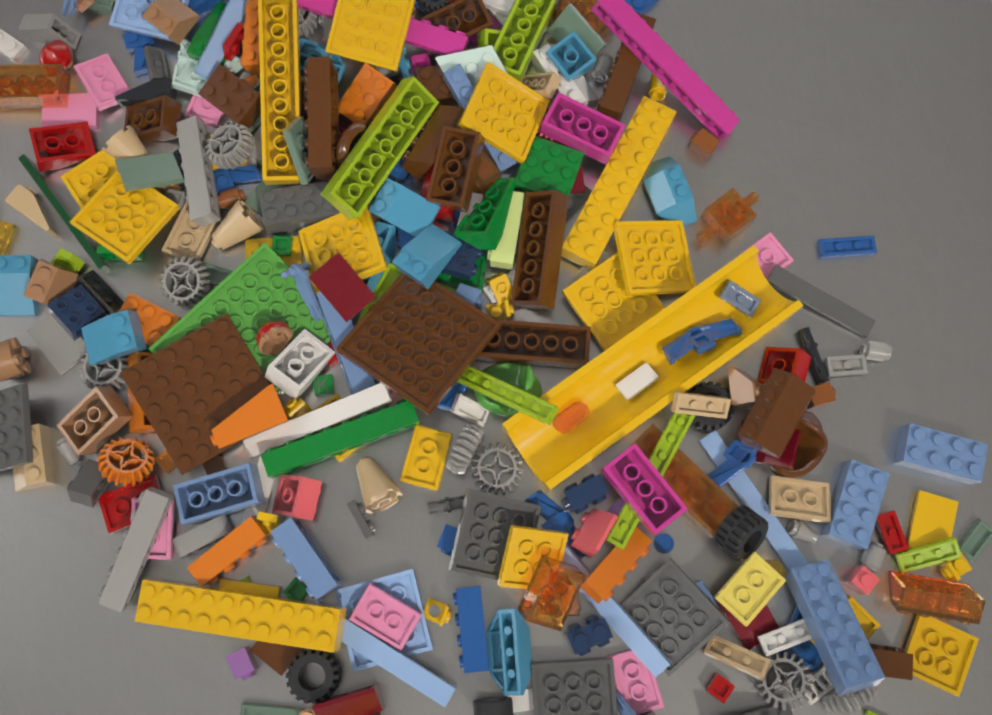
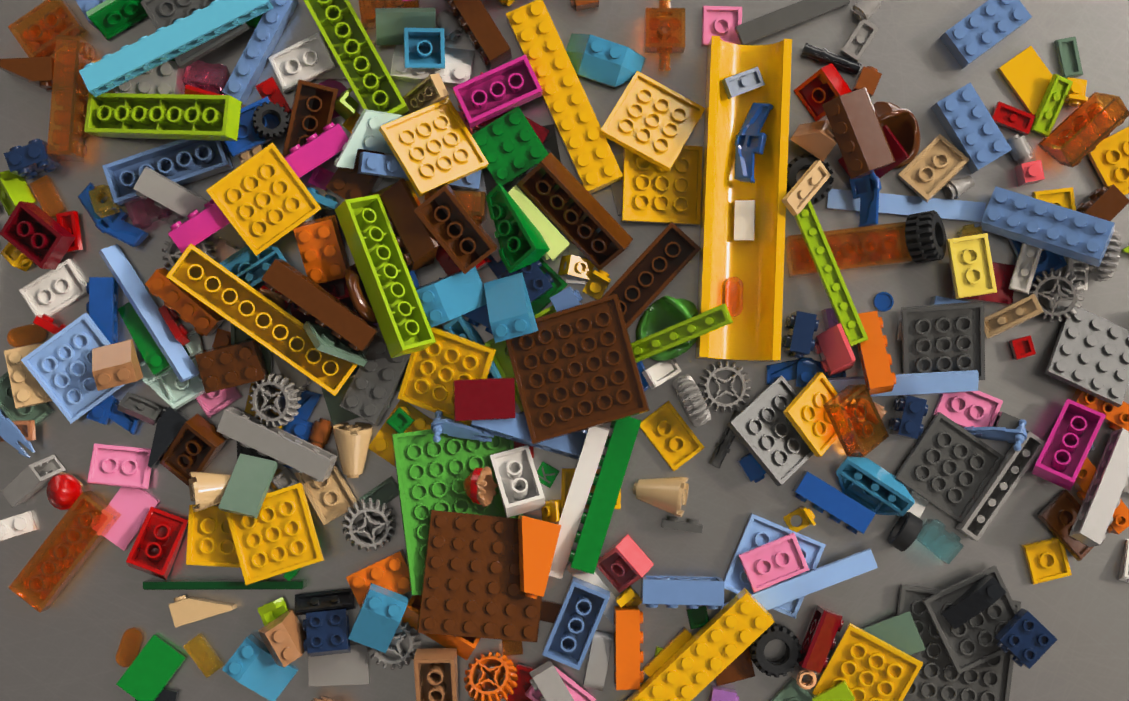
camera: 50 degrees left, 10 degrees up
(644, 489) = (837, 287): dark pink brick -> none

